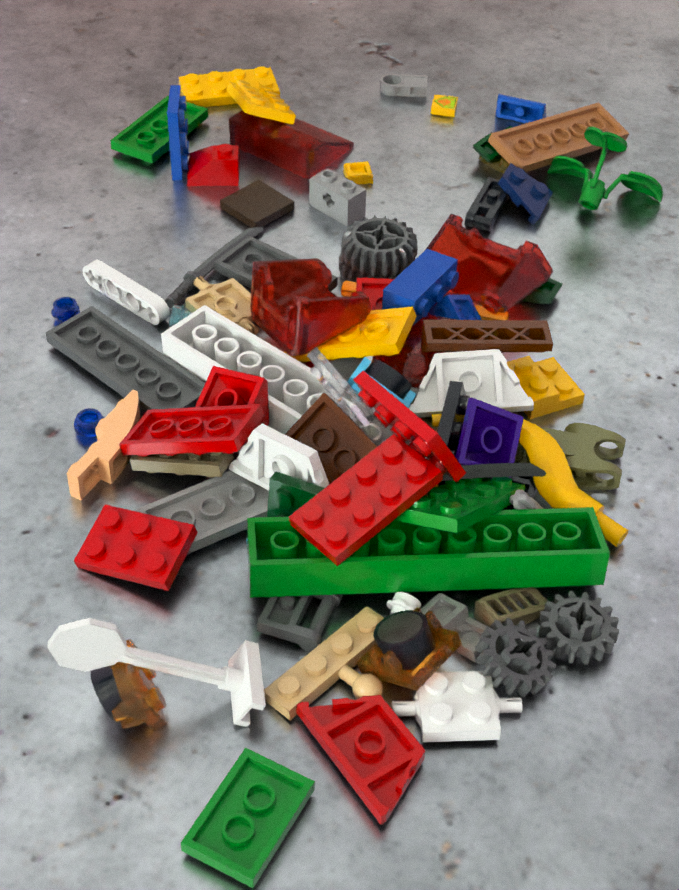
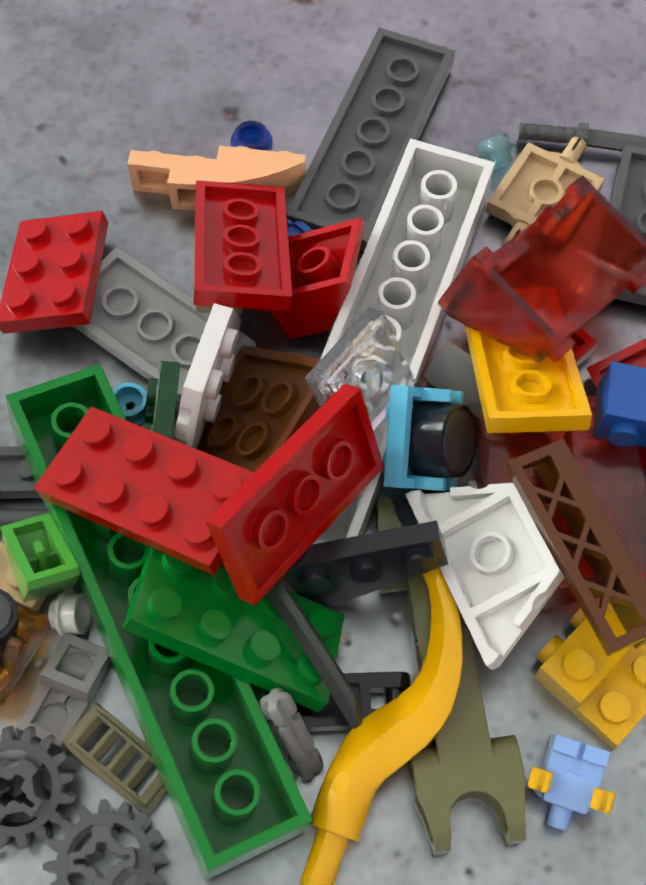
camera: 70 degrees right, 20 degrees up
(65, 308) = (442, 29): clear blue plate -> none
(126, 292) = (508, 74): white beam -> none
(371, 594) = (39, 557): none -> bright green slope
(488, 435) = (370, 620): dark purple slope -> none
(597, 410) = (571, 780): none -> light blue piece

